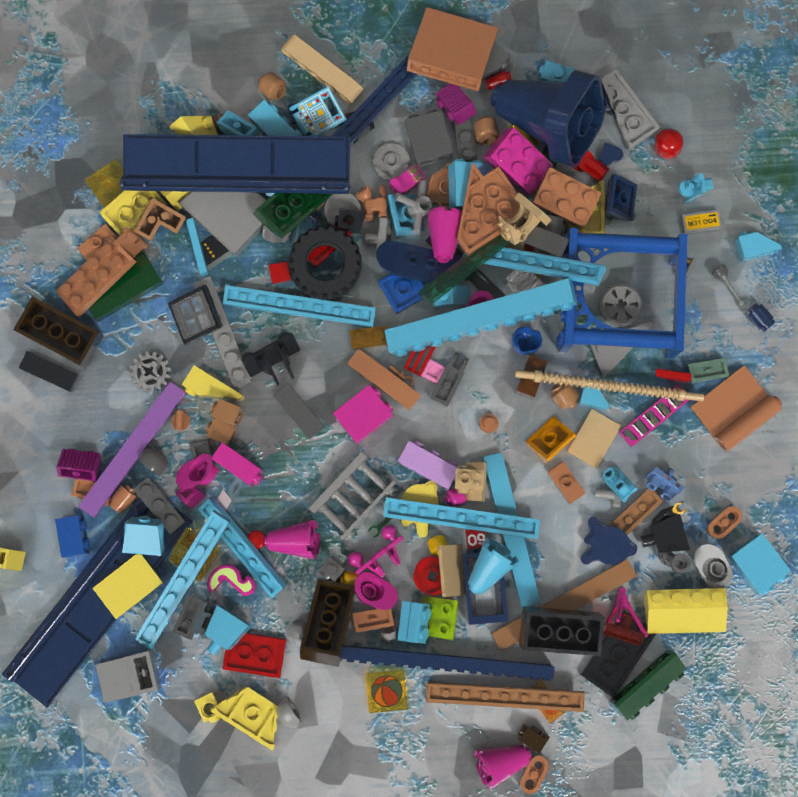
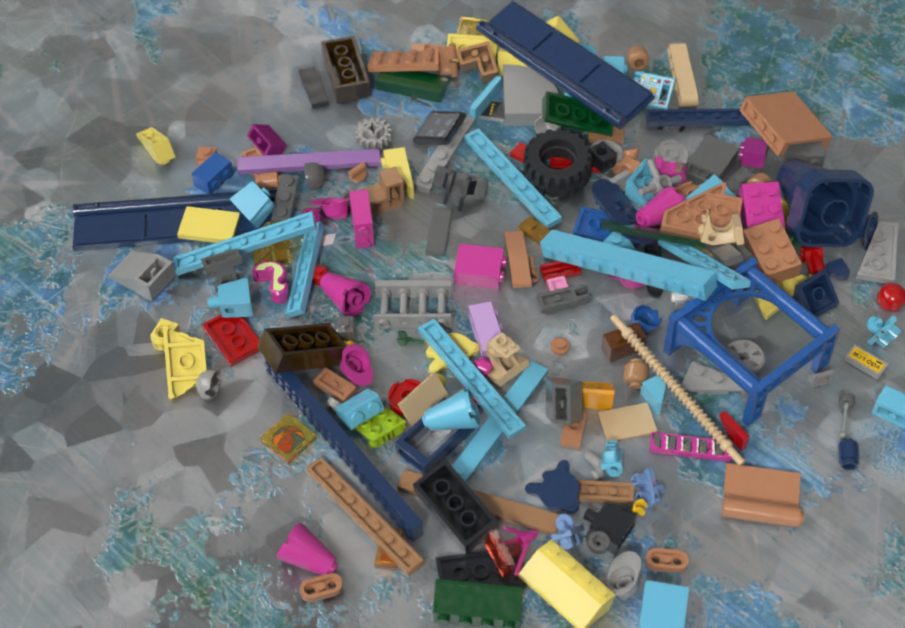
camera: 45 degrees right, 30 degrees down
(45, 524) = (204, 153): none -> nougat plate
(356, 558) = (394, 352): dark pink piece -> none
(532, 737) = (350, 562): dark brown brick -> none
(548, 476) = (564, 400): none -> dark grey slope
(650, 573) = (568, 534): none -> medium blue hips
(708, 370) = (766, 452): sand green plate -> none

